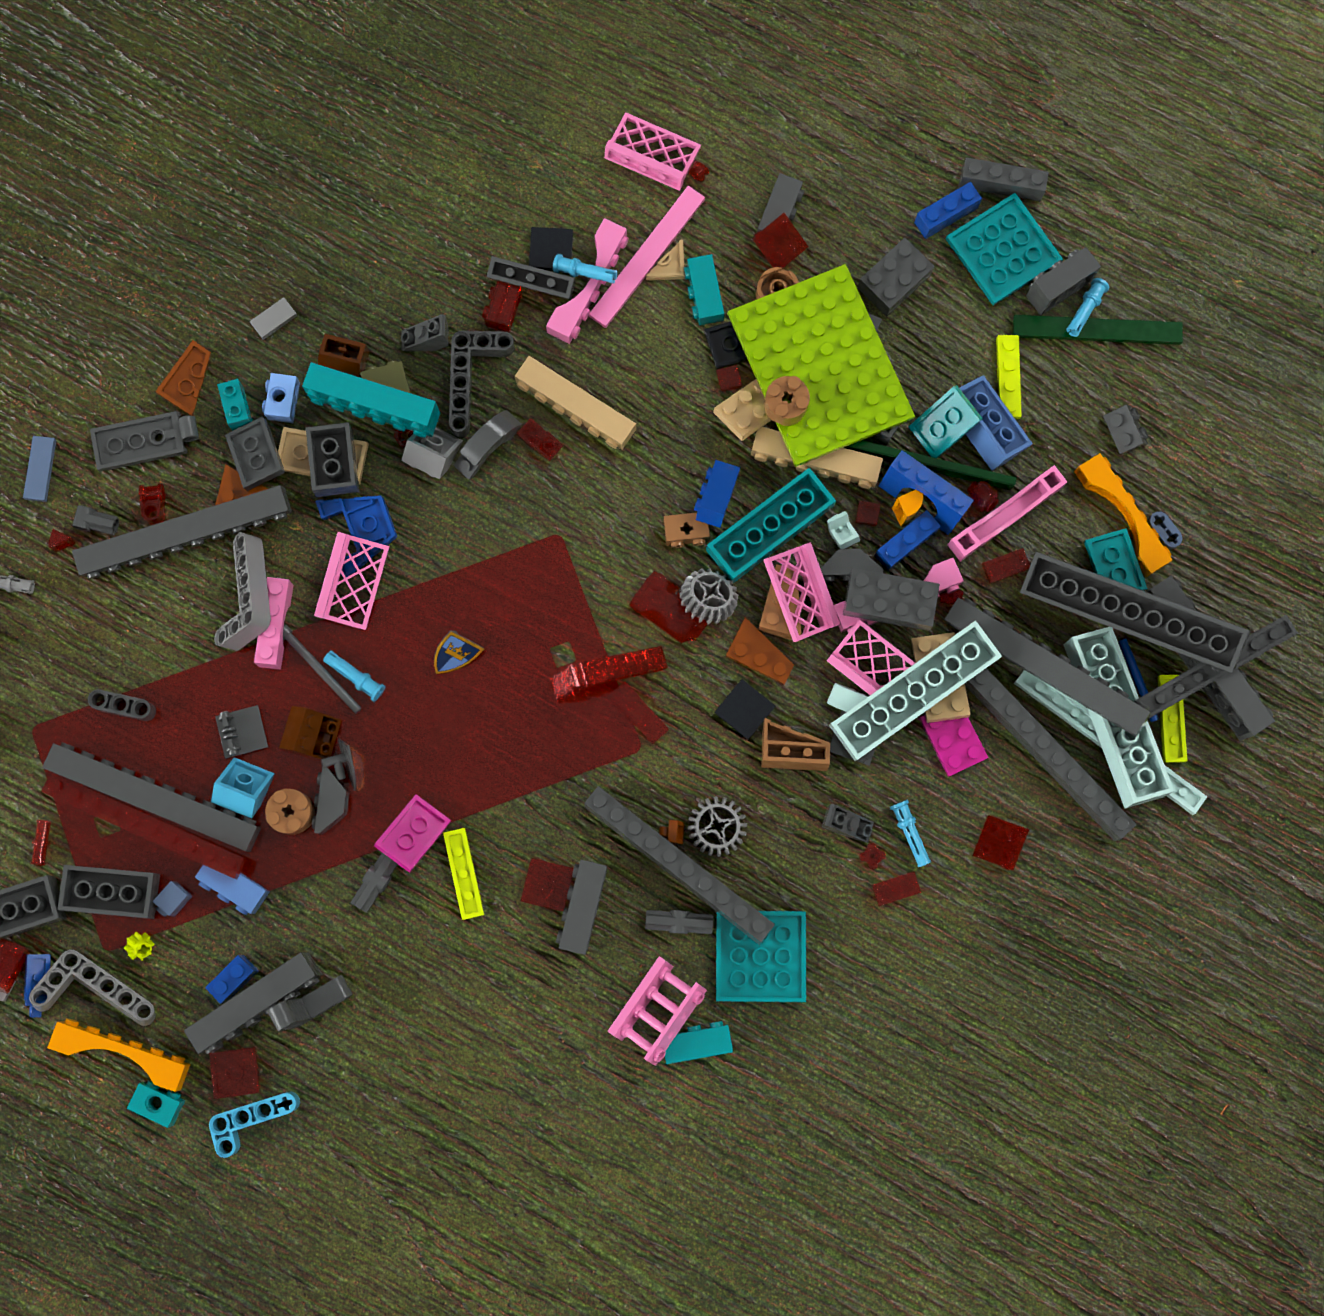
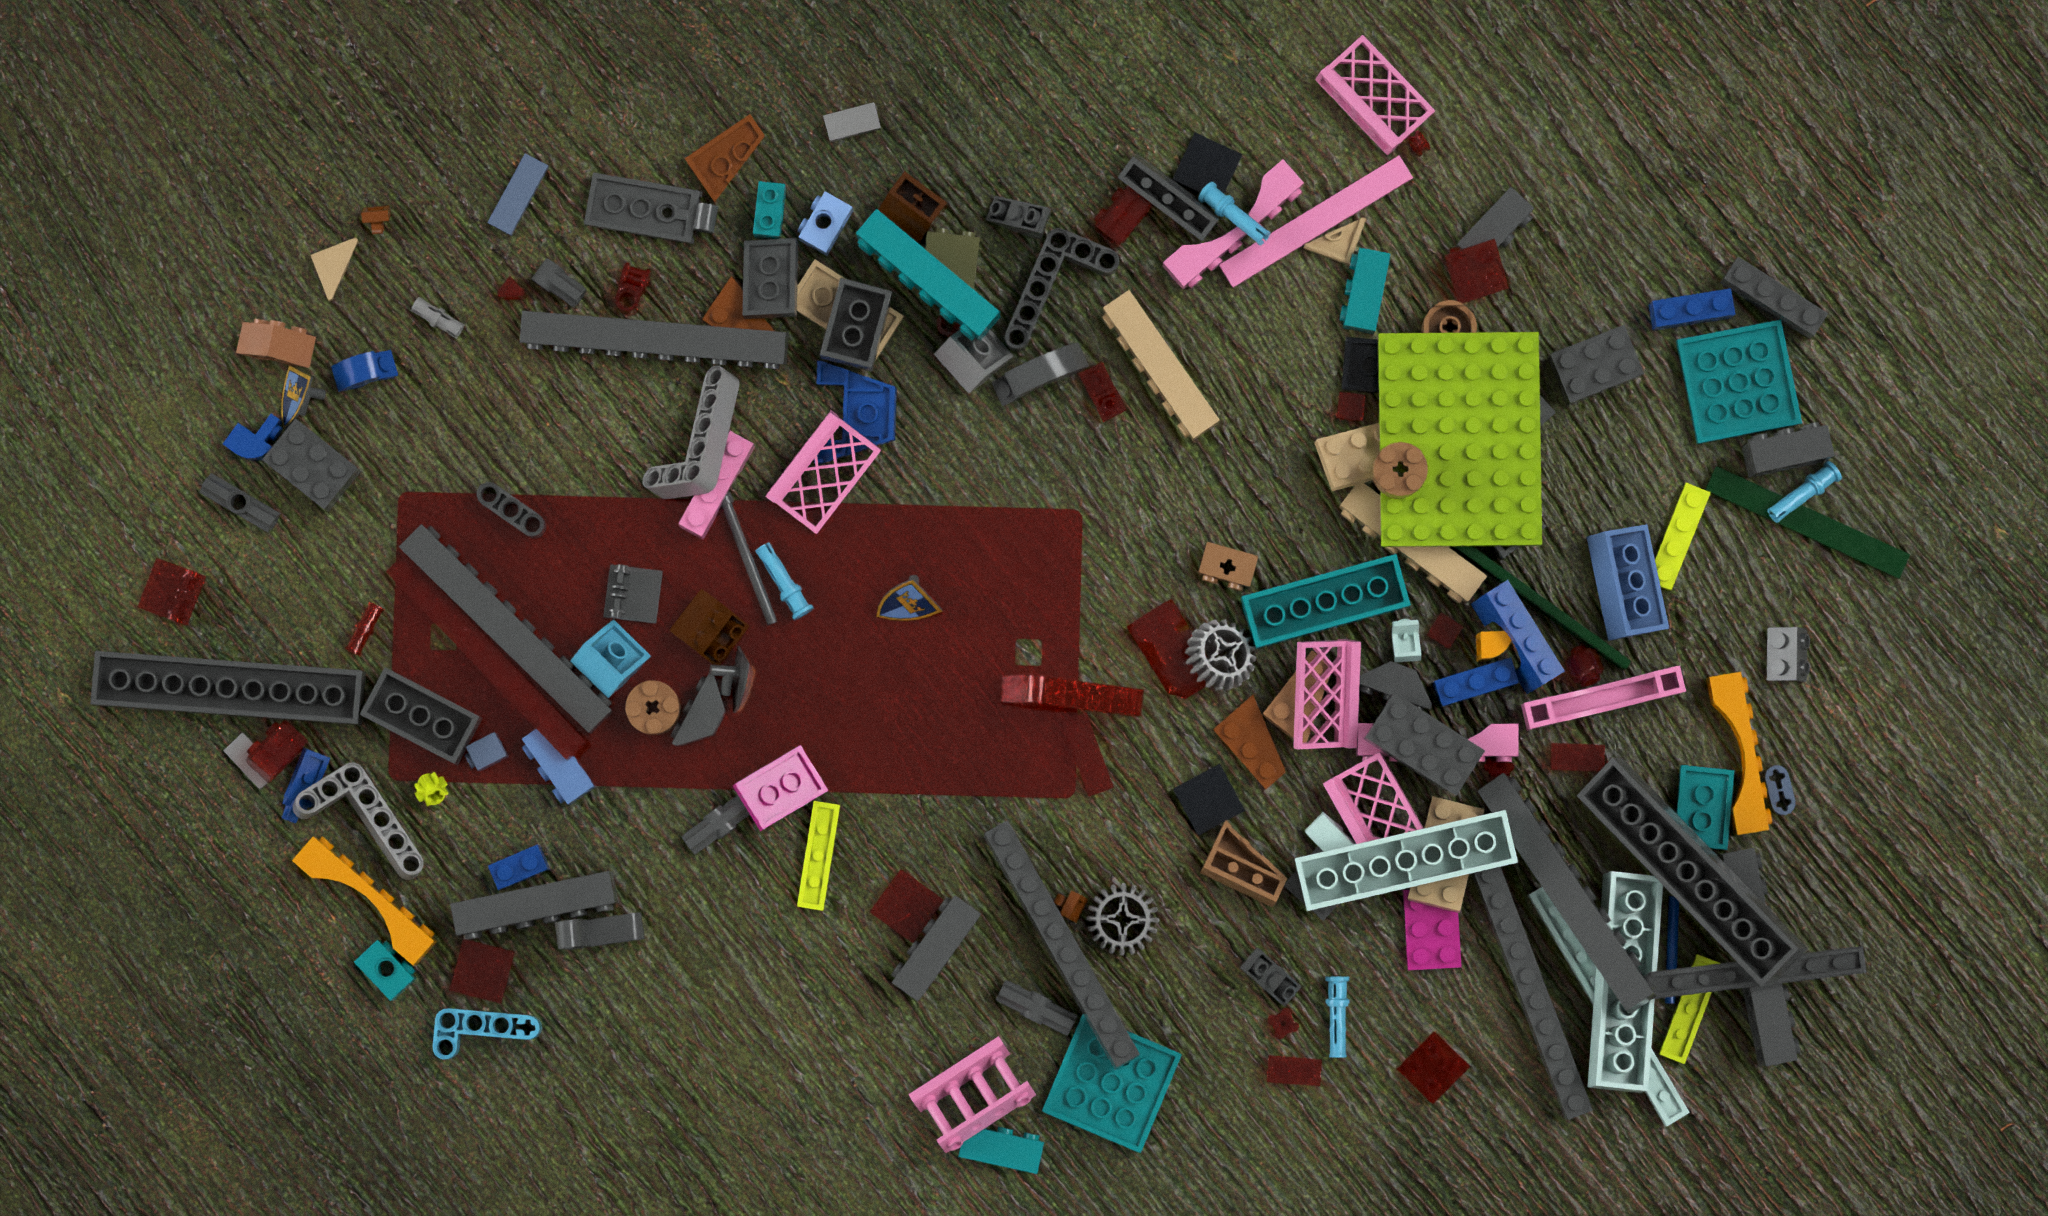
camera: 25 degrees right, 5 degrees up
(716, 493) = (1278, 540): blue brick -> none
(945, 422) = (1576, 564): teal plate -> none

